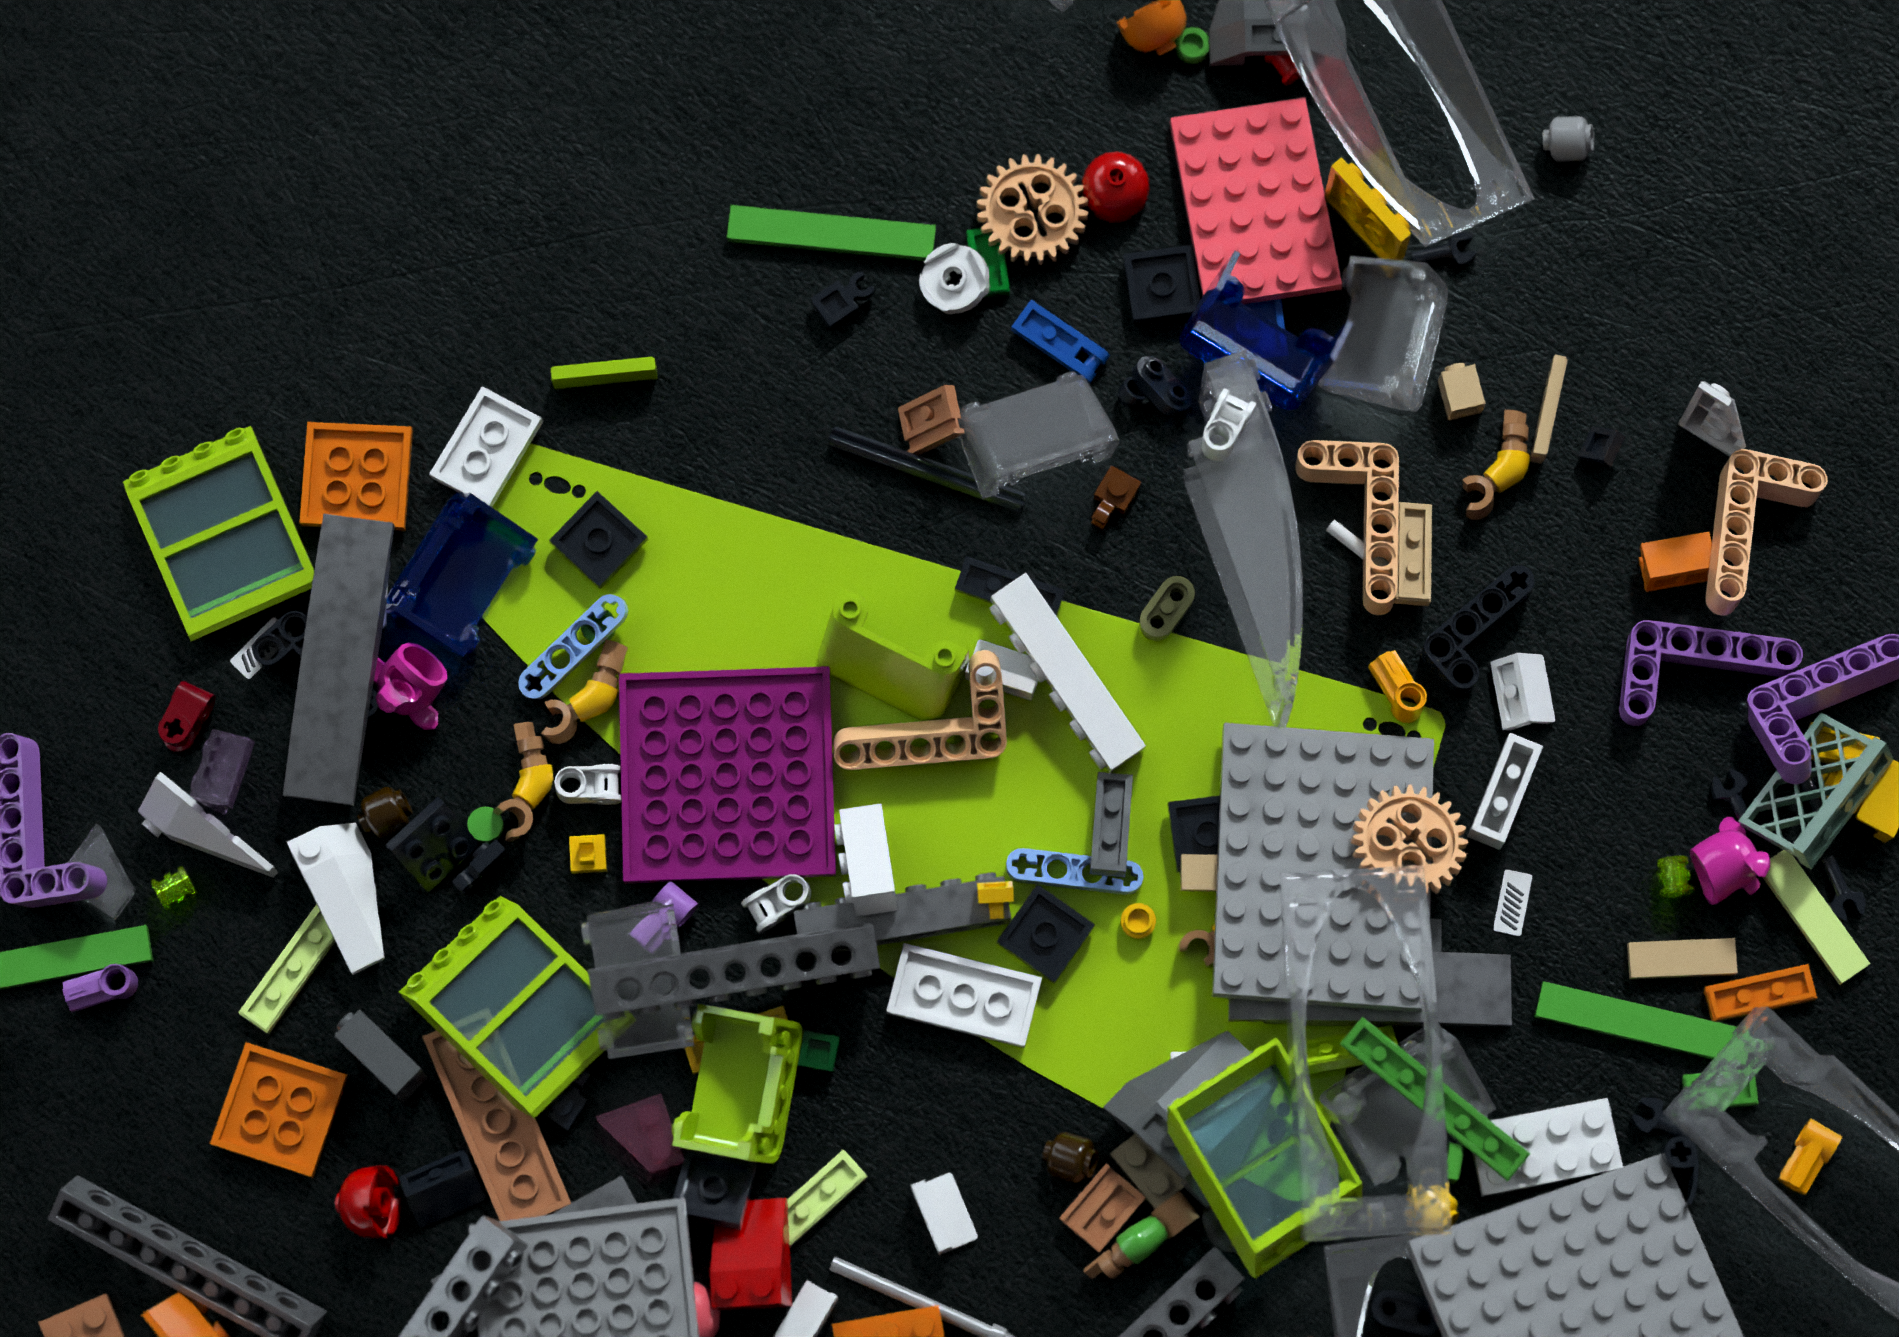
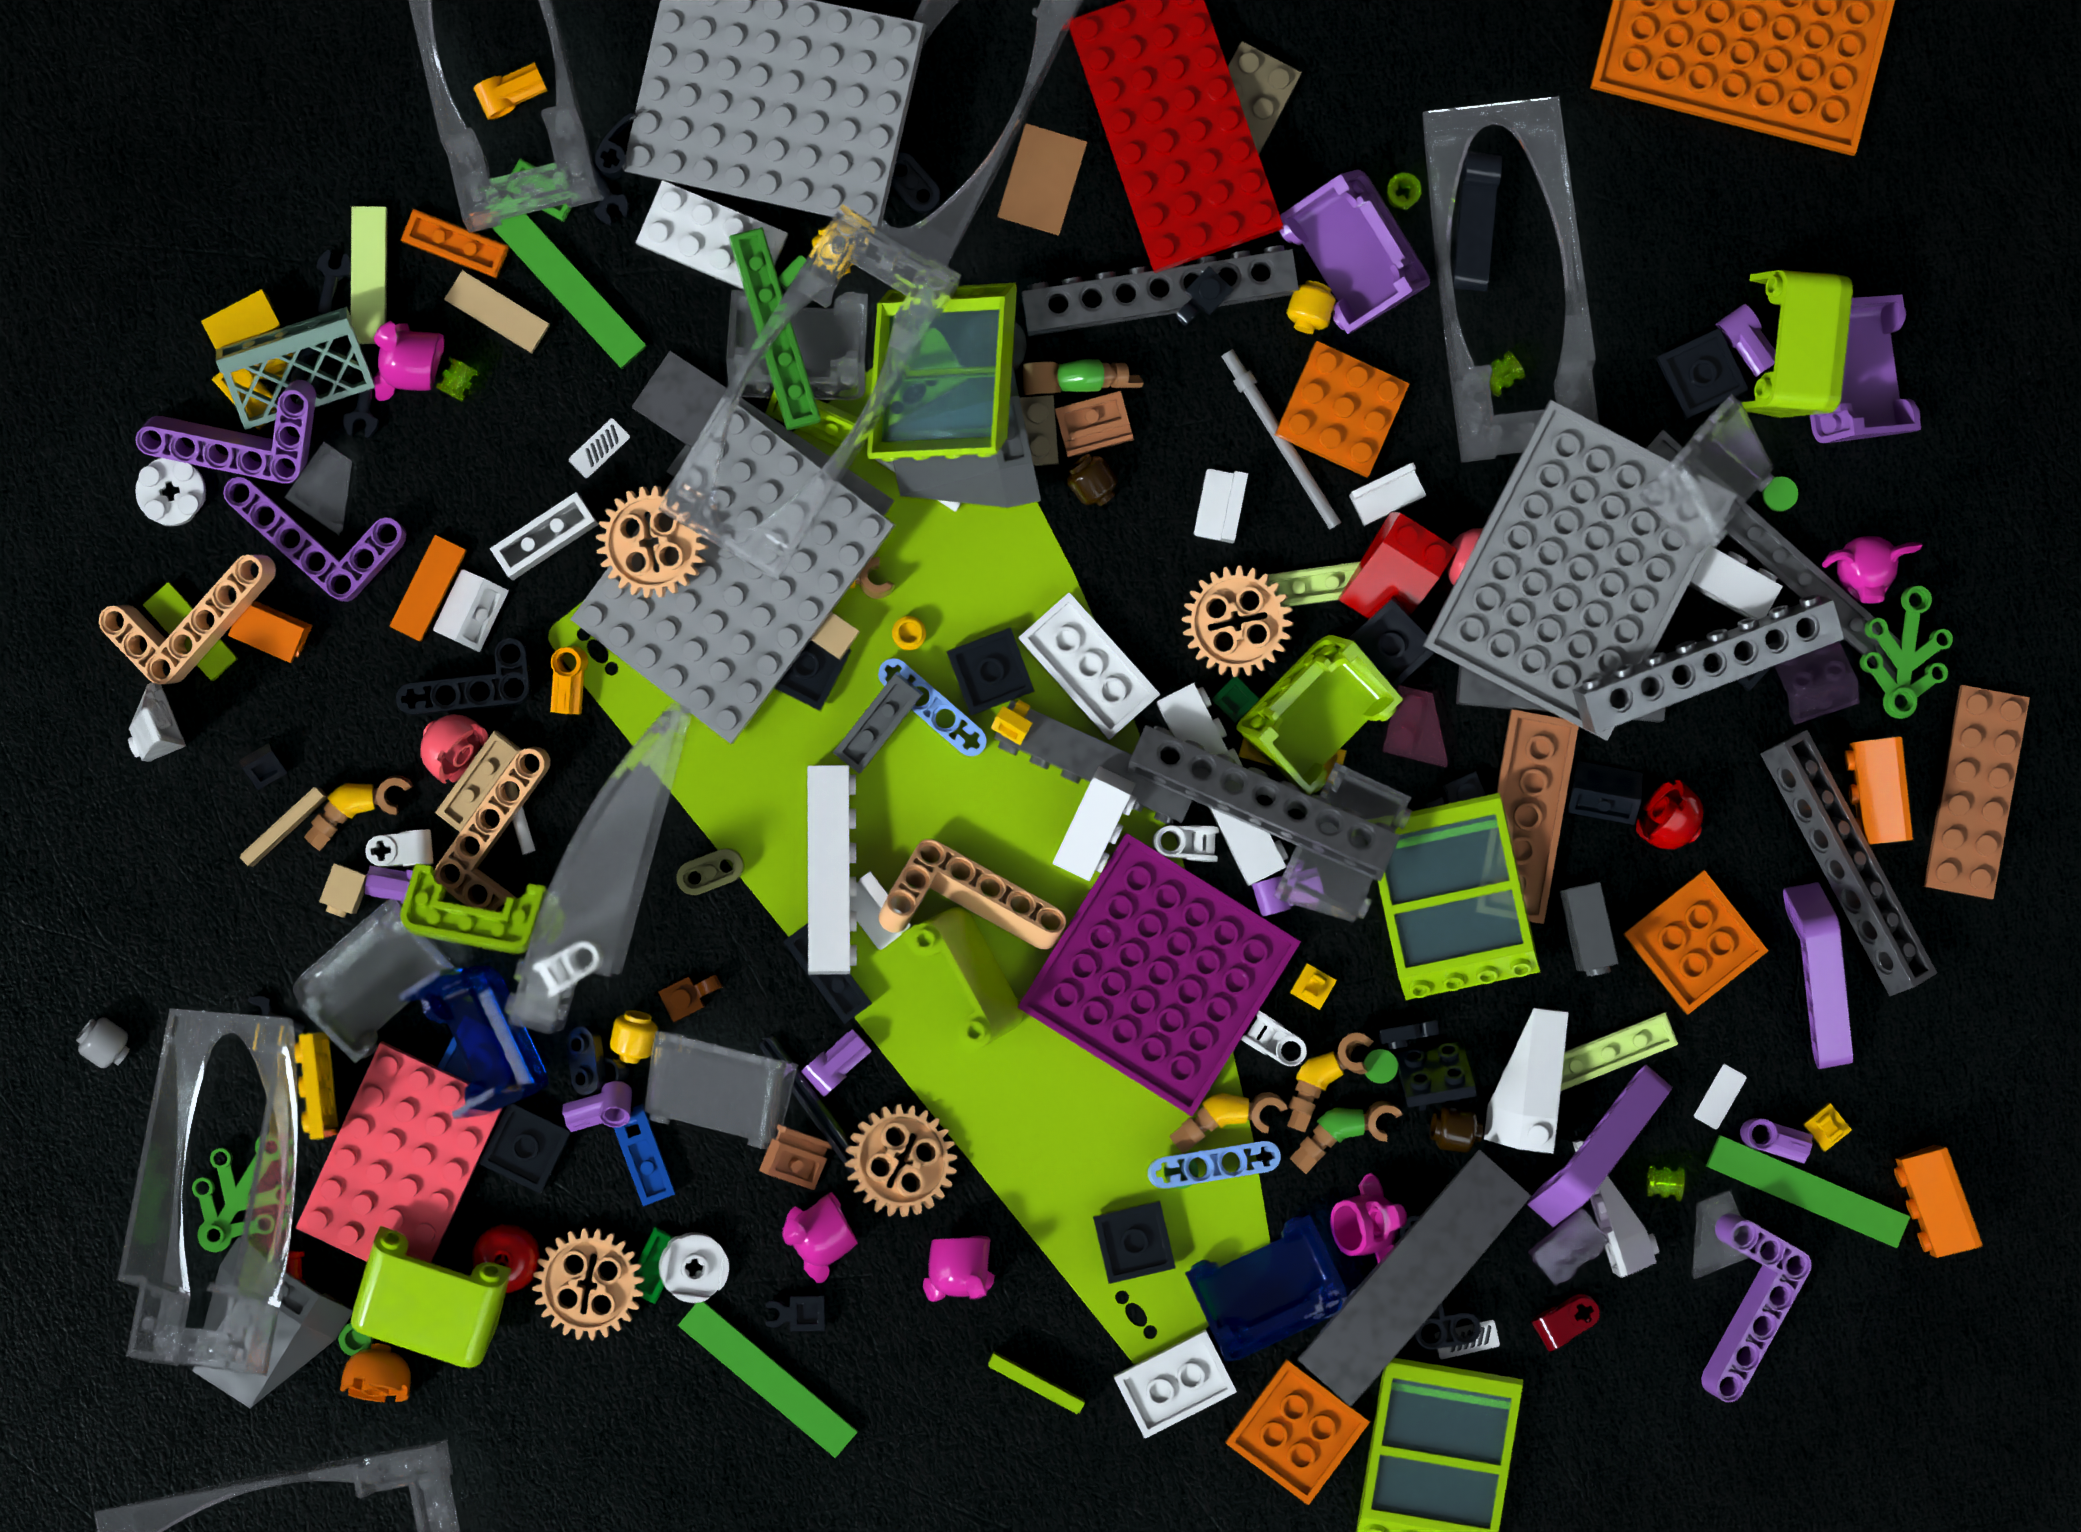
camera: 145 degrees left, 10 degrees up
(62, 1028) = (1826, 1127): none -> yellow tile
(152, 1153) = (1823, 973): none -> medium lavender beam
(172, 994) = (1720, 1096): none -> white sticker
(249, 830) = (1601, 1149): none -> medium lavender beam
(485, 754) = (1338, 1125): none -> medium nougat piece
(731, 421) = (958, 1268): none -> dark pink piece
(809, 480) = (874, 1146): none -> light nougat gear
(837, 1002) = (1190, 720): none -> white brick
(838, 1098) = (1243, 652): none -> light nougat gear
(867, 371) = (819, 1235): none -> dark pink piece
(952, 514) = (830, 1067): none -> medium lavender piece
(1116, 358) = (609, 1107): none -> medium lavender piece
(1136, 431) = (633, 1036): none -> yellow head
(1151, 98) = (427, 1304): none -> lime windscreen
(1365, 412) = (438, 915): none -> lime windscreen
(1371, 86) = (235, 1199): none -> bright green plant
(1408, 430) = (387, 883): none -> medium lavender piece
(1434, 458) = (405, 847): none -> white piece
(1457, 565) = (451, 746): none -> coral cylinder
(1571, 686) = (428, 588): none -> orange tile
(1719, 710) = (324, 487): none -> clear wing
(1770, 523) = (170, 610): none -> lime tile
(1849, 602) = (185, 504): none -> white plate

